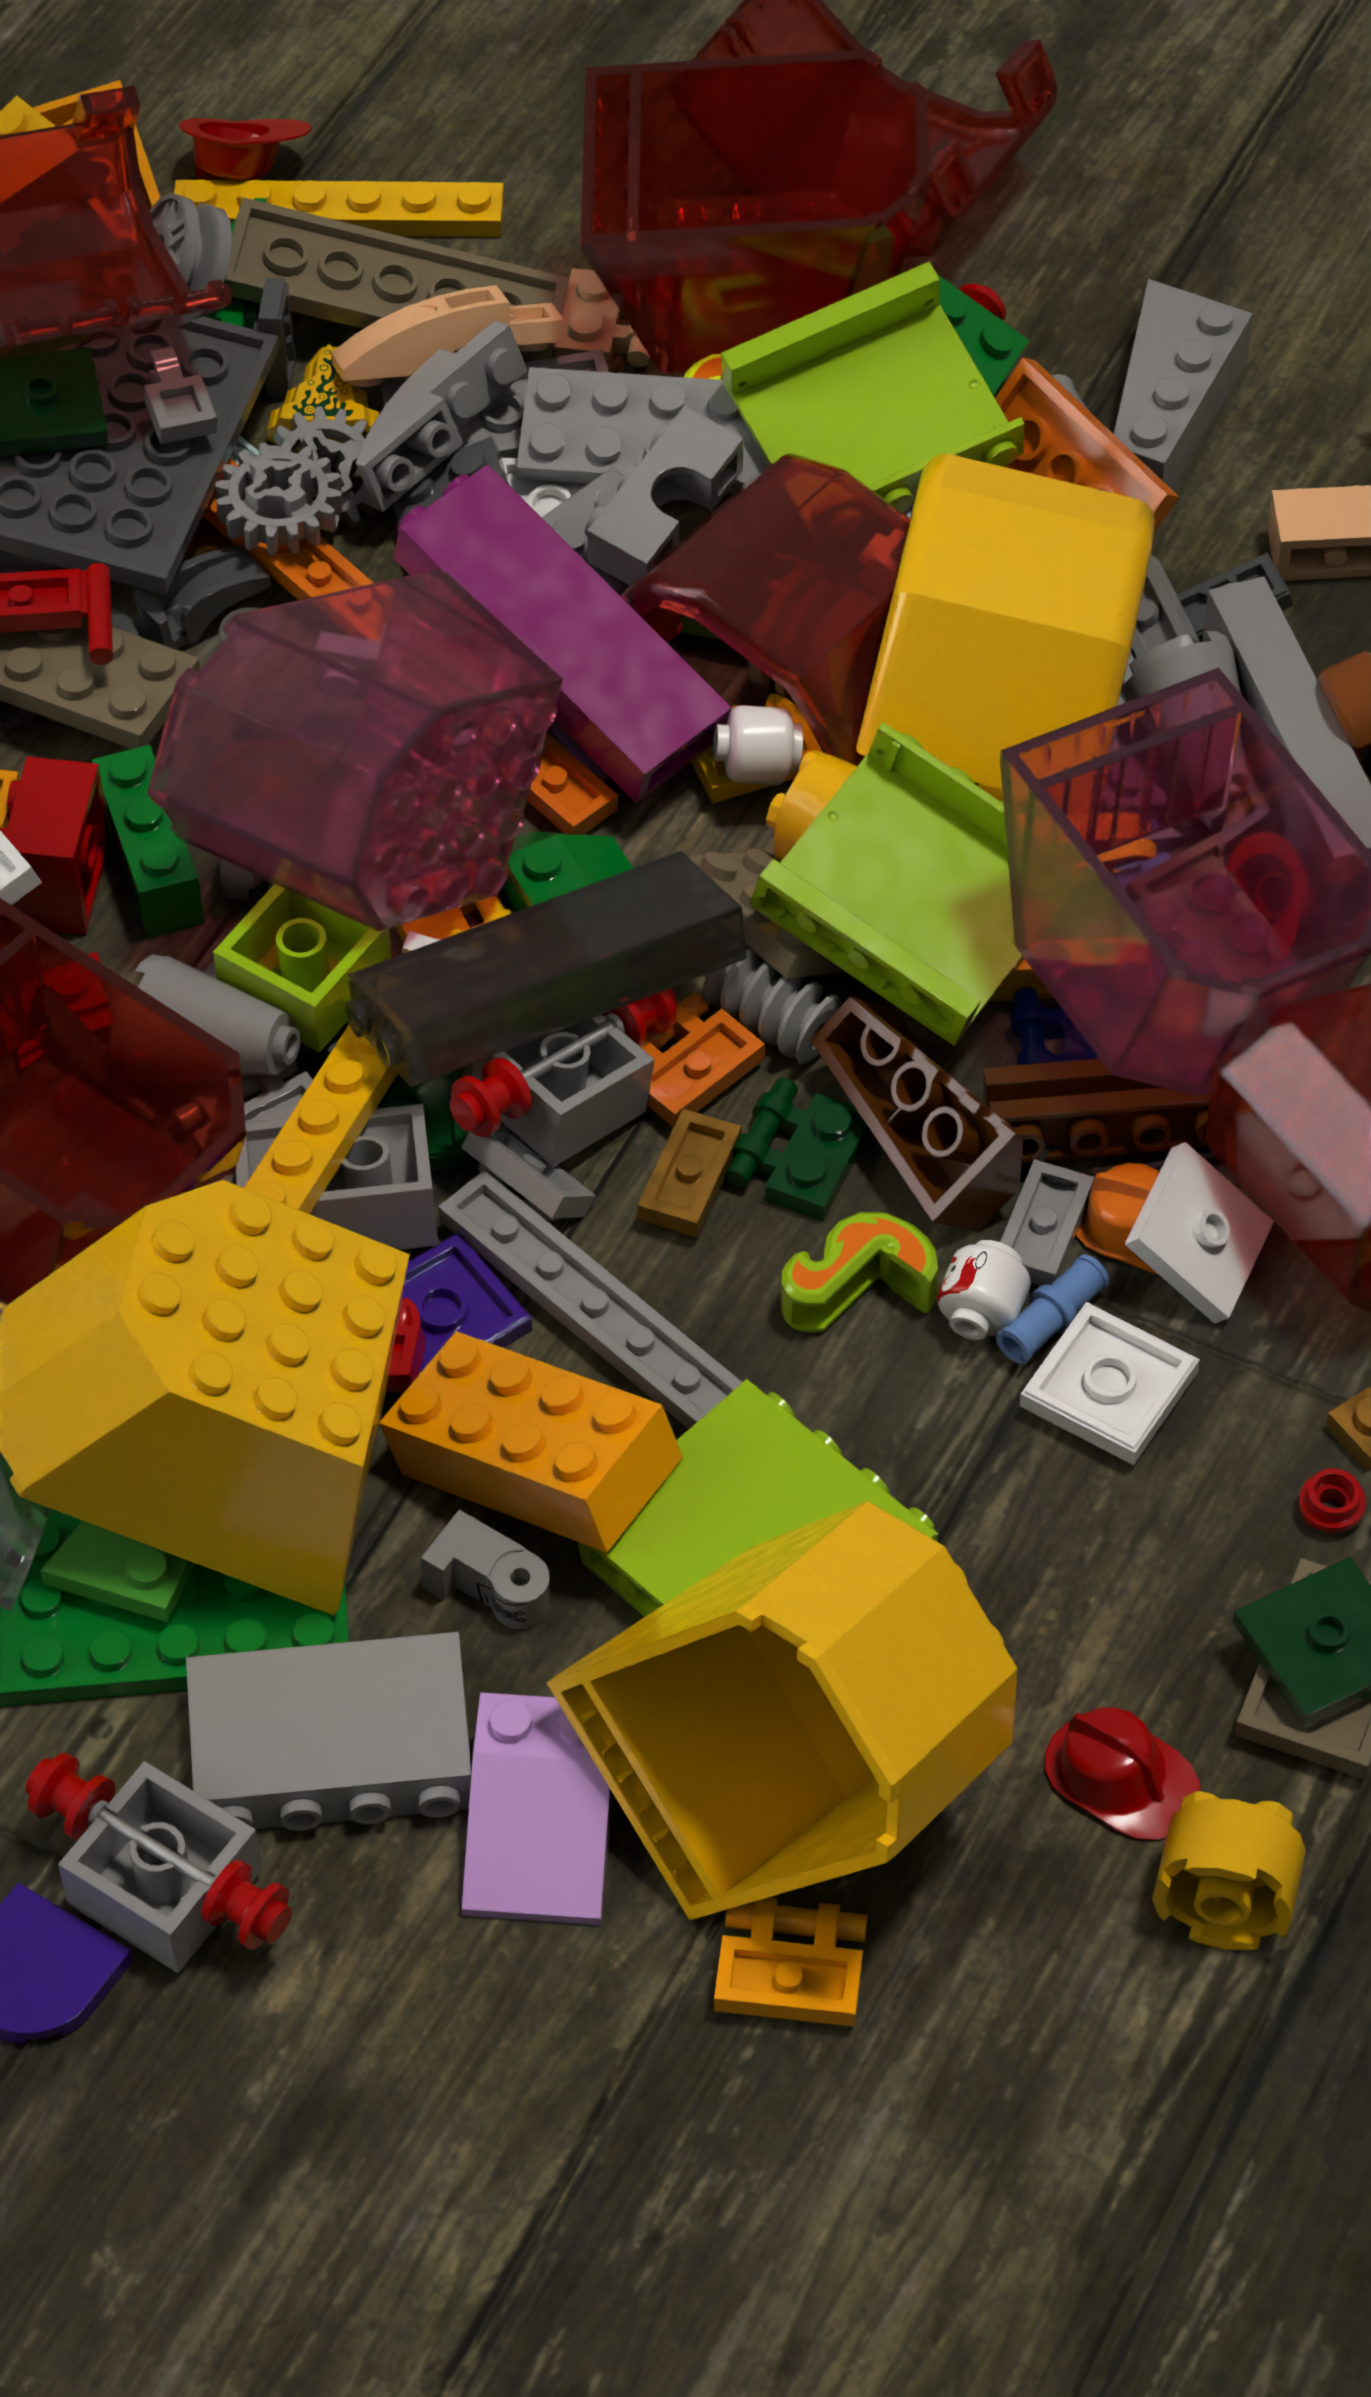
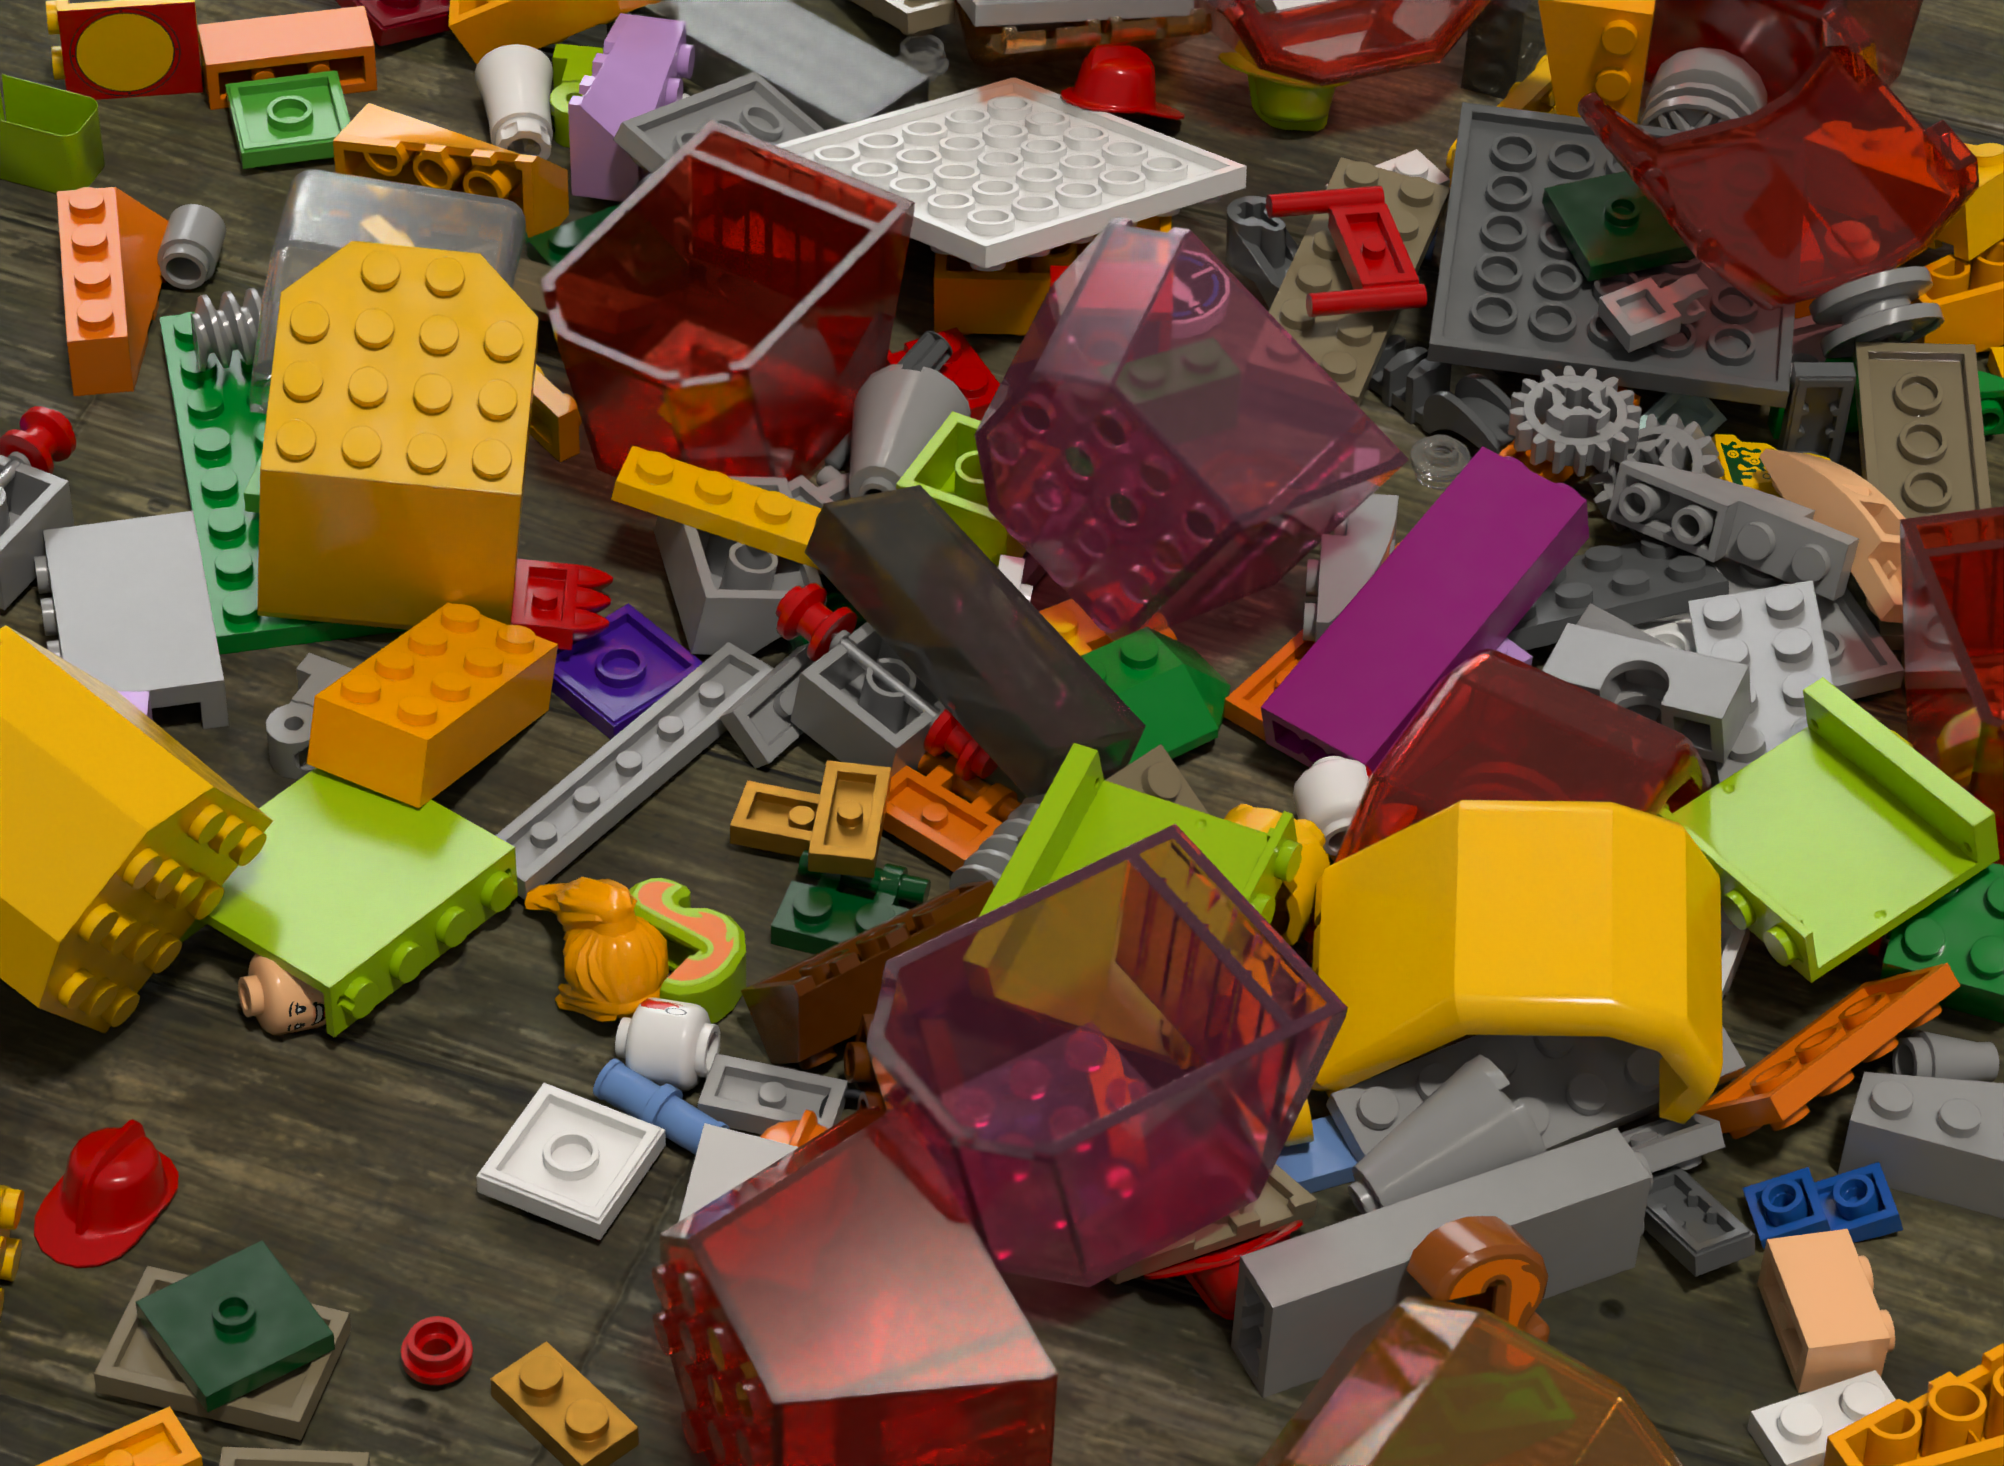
camera: 80 degrees right, 10 degrees down
(724, 1114) = (849, 819): none -> pearl gold plate
(861, 1312) = (608, 951): none -> light orange hair
(1210, 518) = (1800, 1206): none -> blue slope

